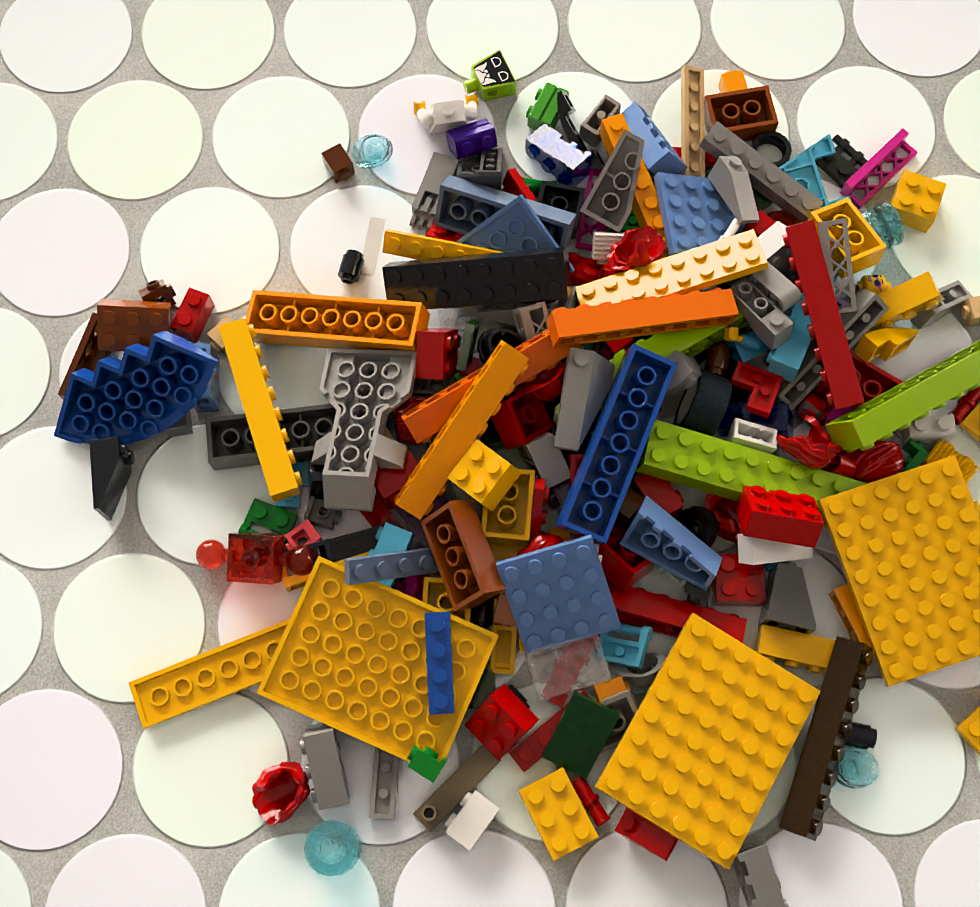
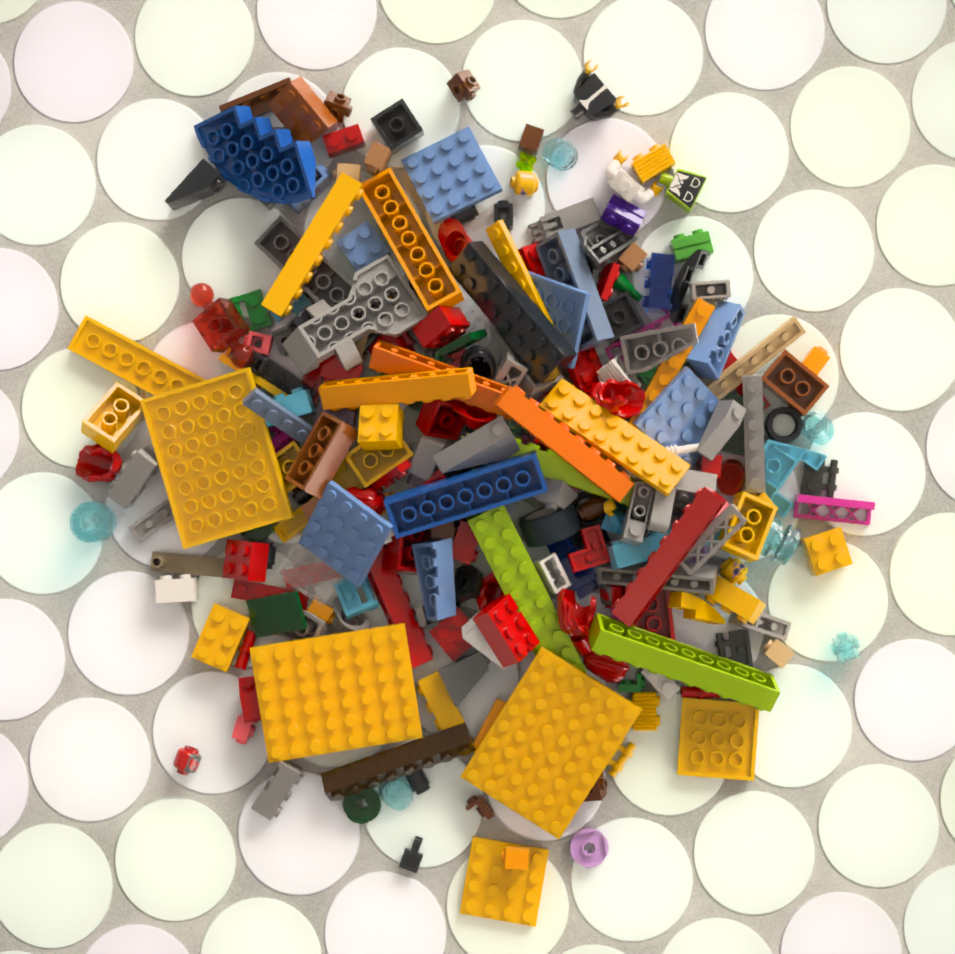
camera: 50 degrees right, 15 degrees up
(223, 260) = (397, 126): none -> black brick
(234, 295) = (377, 158): none -> medium nougat brick
(241, 179) = (463, 86): none -> reddish brown brick
(250, 735) = (113, 417): none -> yellow brick
(300, 374) = (362, 246): none -> medium blue brick
(308, 250) = (451, 175): none -> medium blue plate
(350, 87) = (594, 97): none -> black torso
(357, 187) = (522, 165): none -> clear neon green plate
(364, 286) = (452, 238): none -> red piece
(370, 197) = (524, 183): none -> yellow head
(376, 230) = (504, 207): none -> black brick
(426, 762) = (182, 537): green brick -> none
(439, 663) = (246, 495): blue plate -> none
(449, 82) = (652, 164): none -> yellow brick
(515, 157) = (632, 259): none -> medium nougat brick
(670, 872) = (243, 730): none -> coral brick
(795, 129) = (817, 428): none -> clear light blue hat
(854, 814) = (366, 814): none -> dark green plate
(935, 806) = (411, 857): none -> black plate
(936, 693) = (483, 807): none -> reddish brown bracket
(946, 337) = (739, 645): none -> pearl dark grey plate

